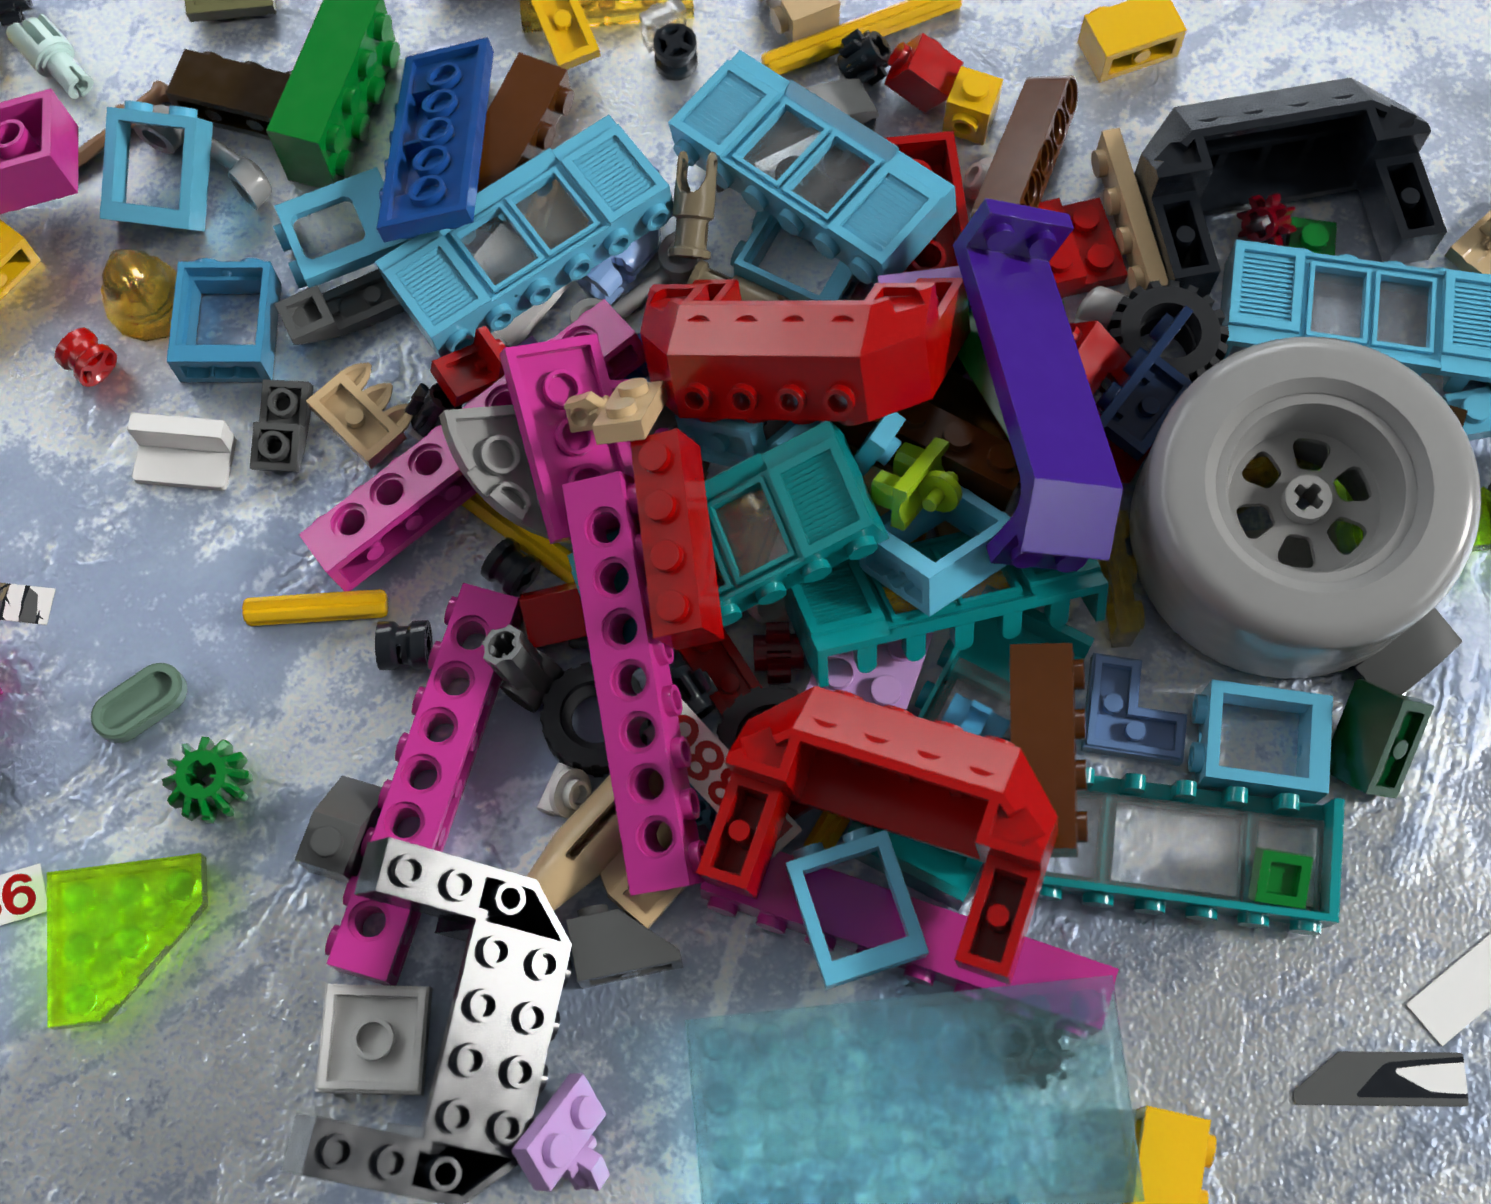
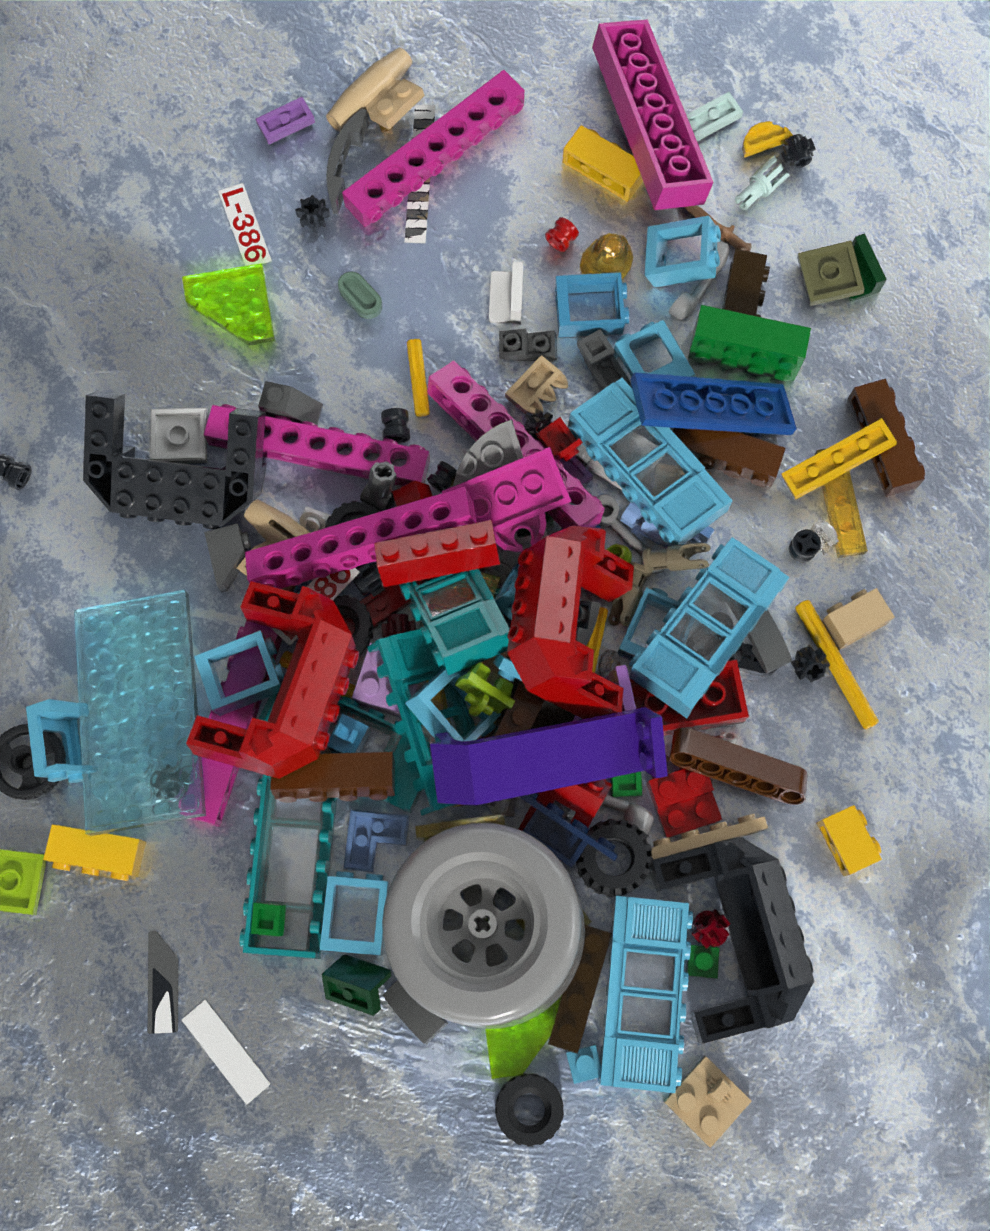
camera: 85 degrees right, 5 degrees up
(188, 784) = (324, 337): green gear -> none
(562, 1139) = (123, 533): lavender hinge -> none
(623, 415) = (512, 517): tan hinge -> none
(922, 72) = (801, 700): red brick -> none
(972, 105) = (780, 734): yellow brick -> none

